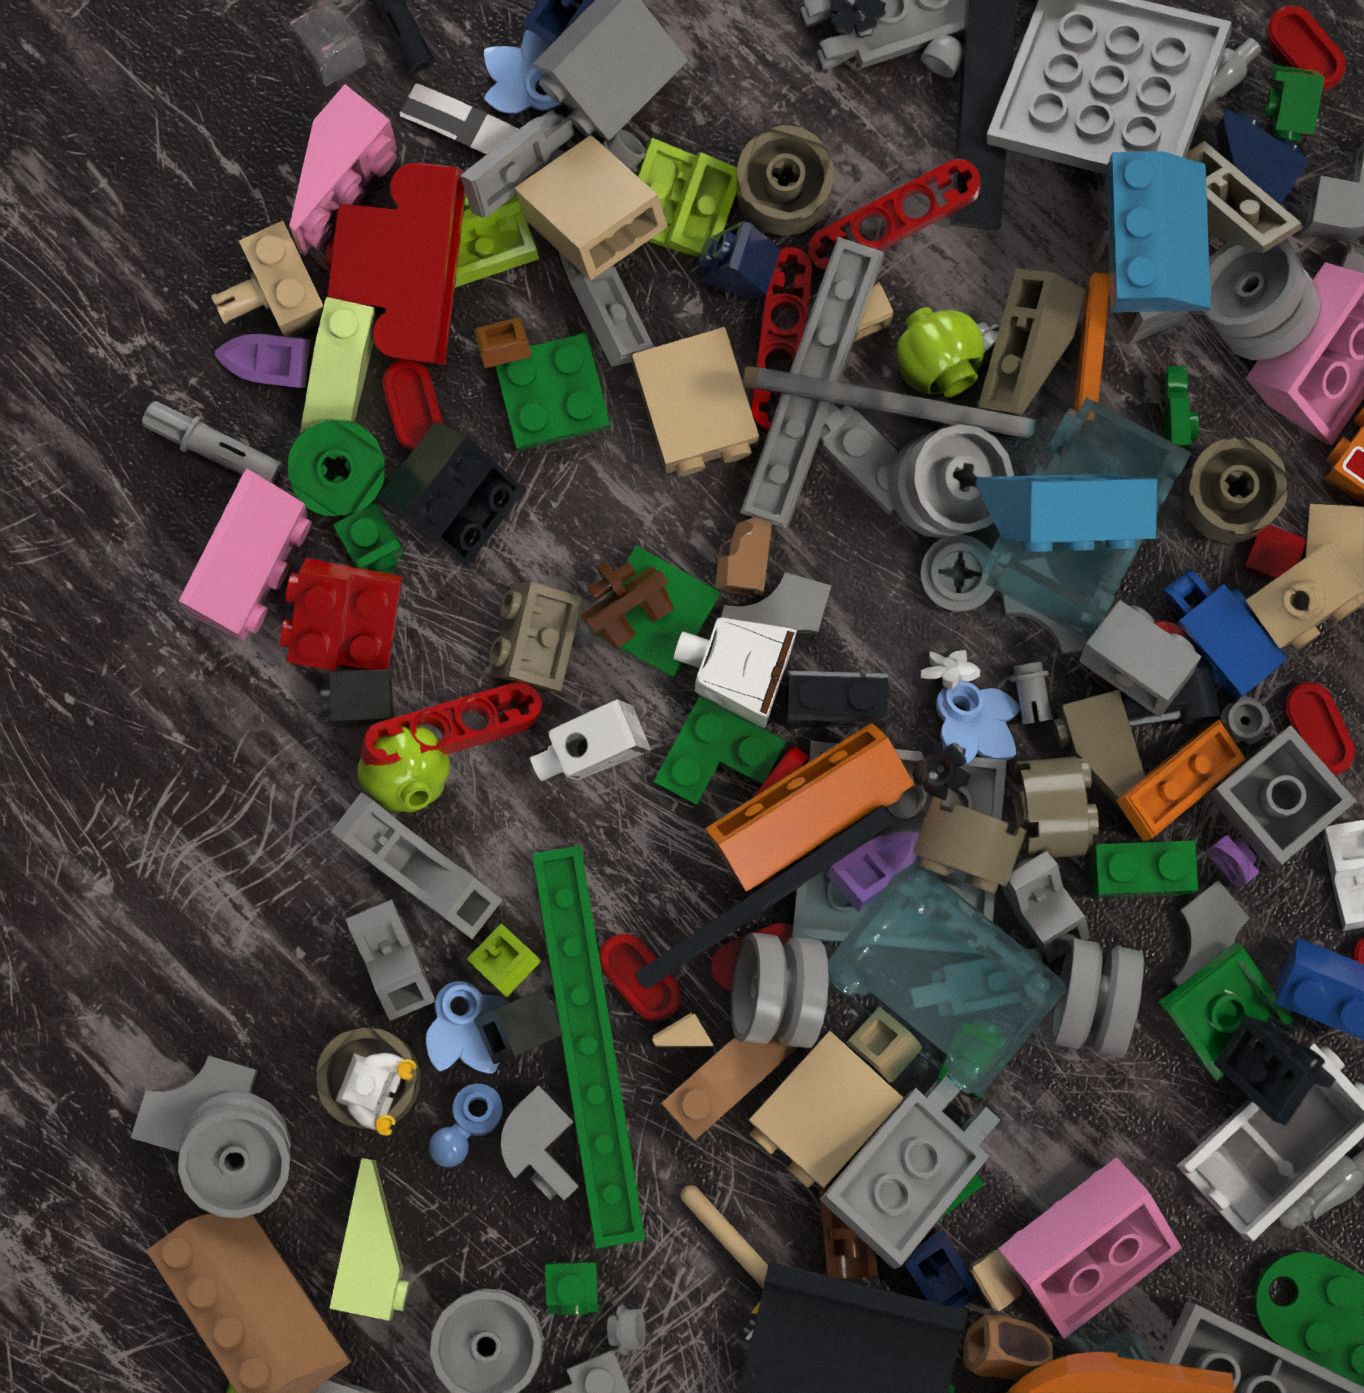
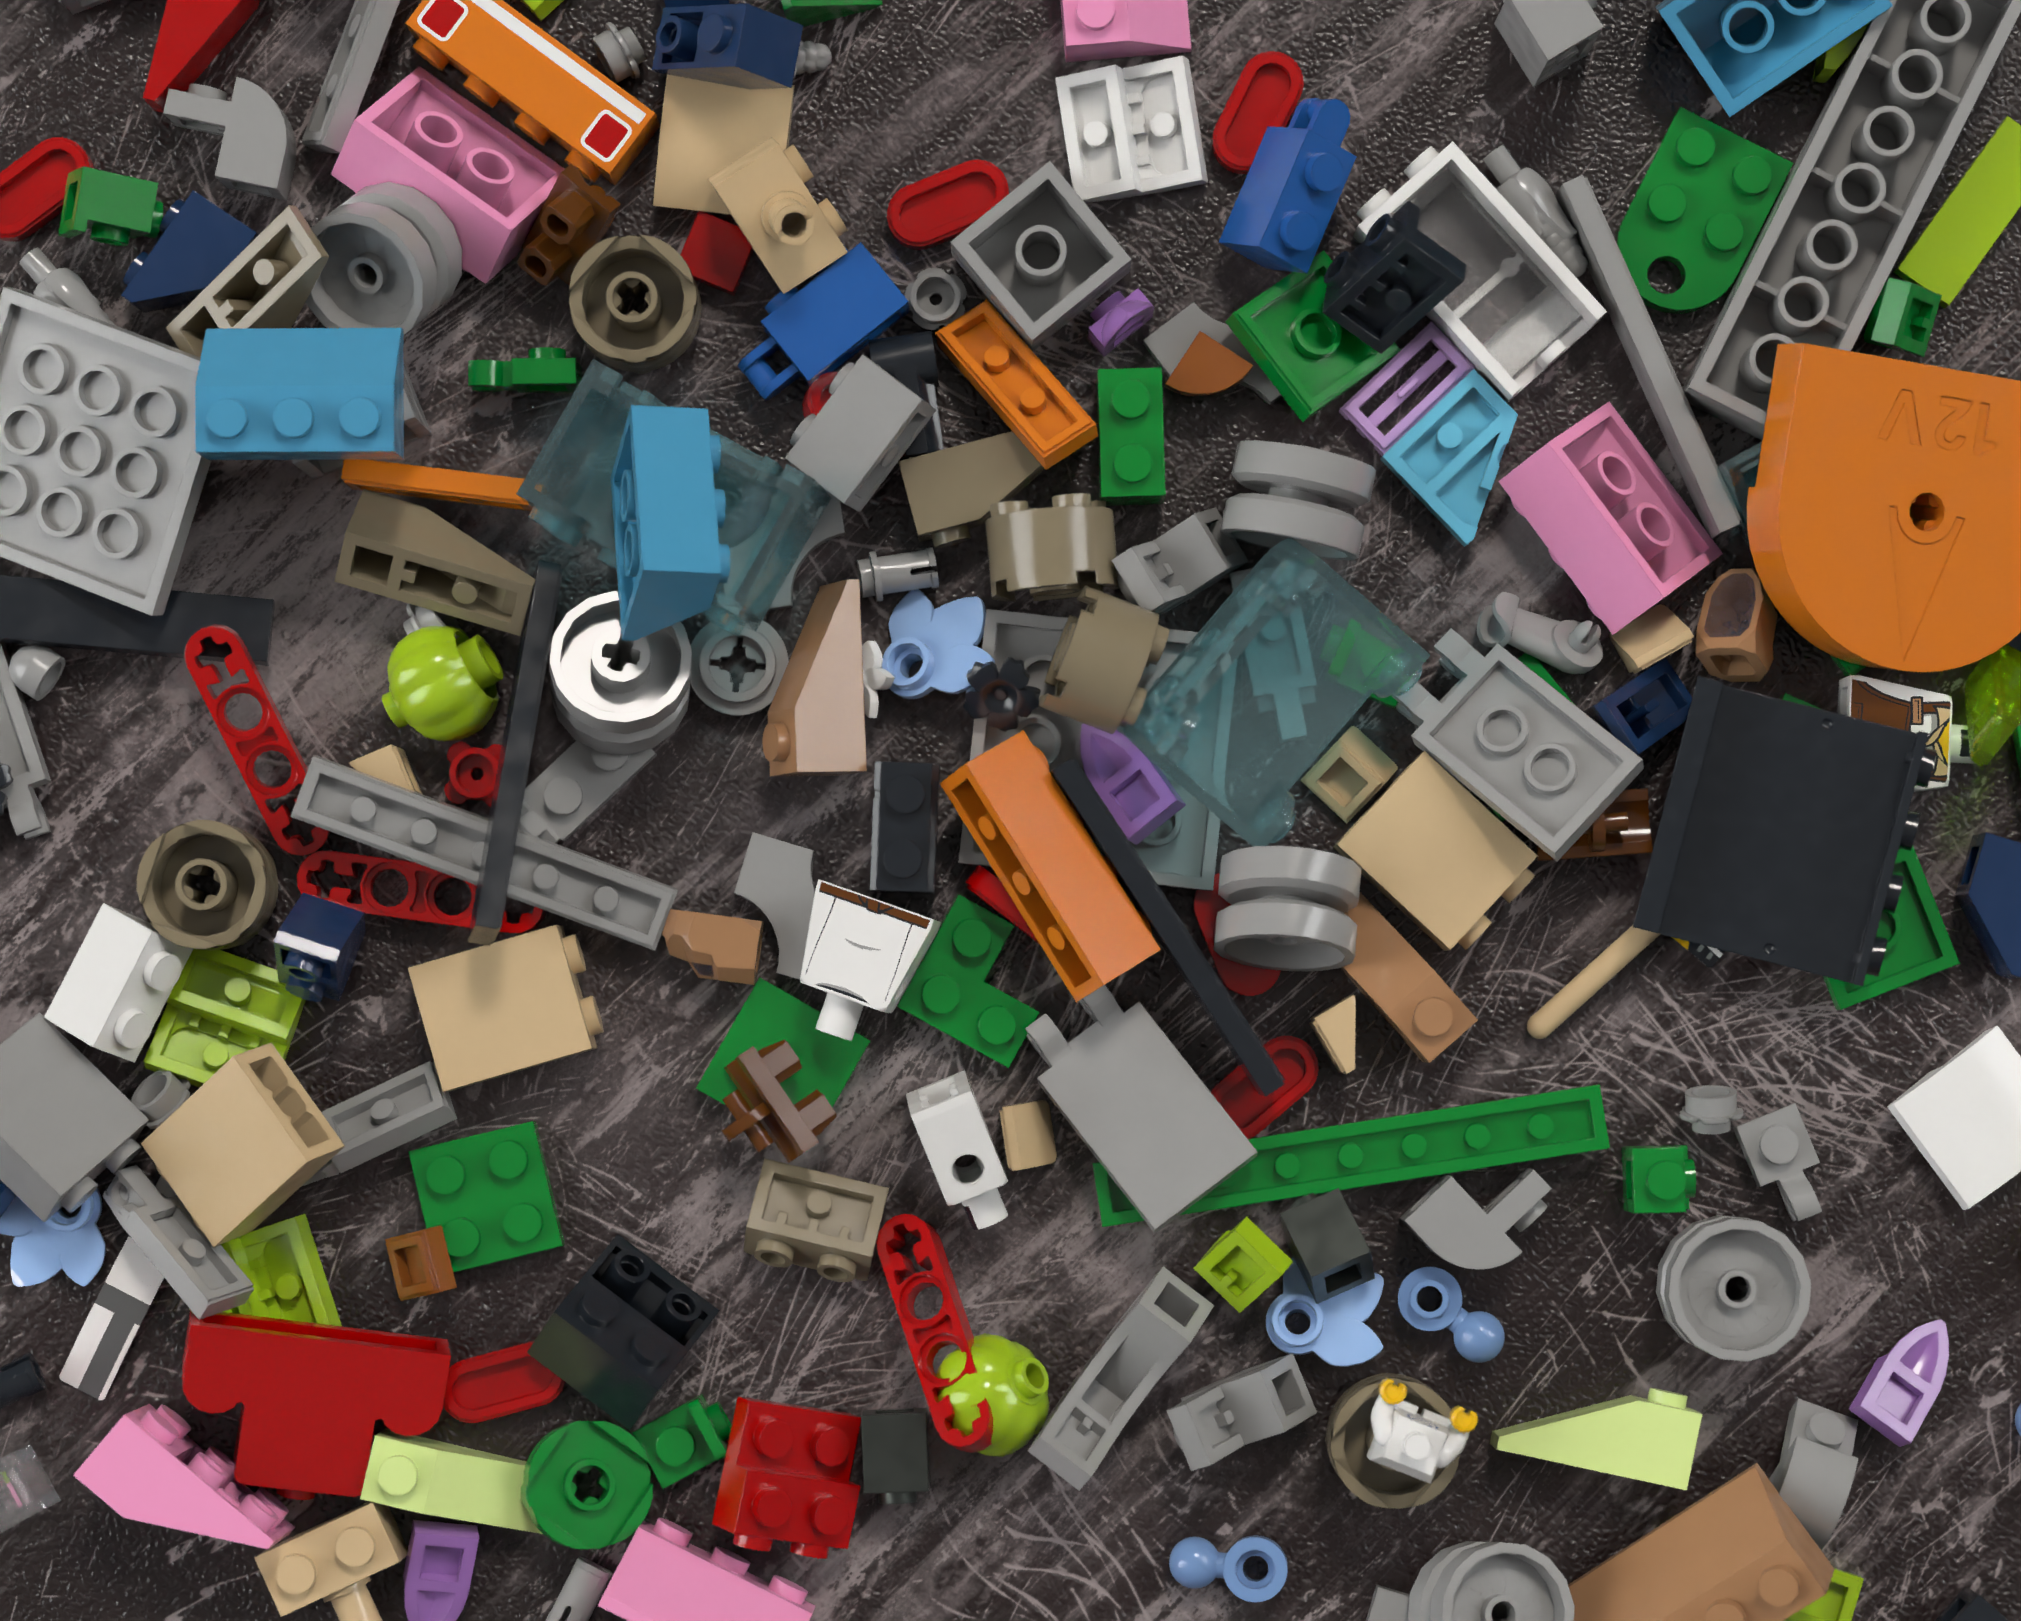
camera: 85 degrees left, 5 degrees up
(274, 930) = (1197, 1563): none -> medium blue plate
(602, 796) = (1028, 1135): none -> tan slope
(623, 881) = (1139, 1108): none -> light grey tile
(709, 116) = (117, 983): none -> white brick
(881, 369) = (463, 762): none -> red plate
(925, 632) = (819, 704): none -> slope
(989, 1209) = (1562, 644): none -> light grey piece
(1137, 1124) = (1455, 454): none -> medium azure wing
(1197, 928) = (1207, 369): none -> dark orange tile
(1216, 1118) = (1368, 426): none -> lavender tile
(1217, 1276) = (1648, 358): none -> light grey tile
(1292, 437) = (566, 227): none -> reddish brown hips

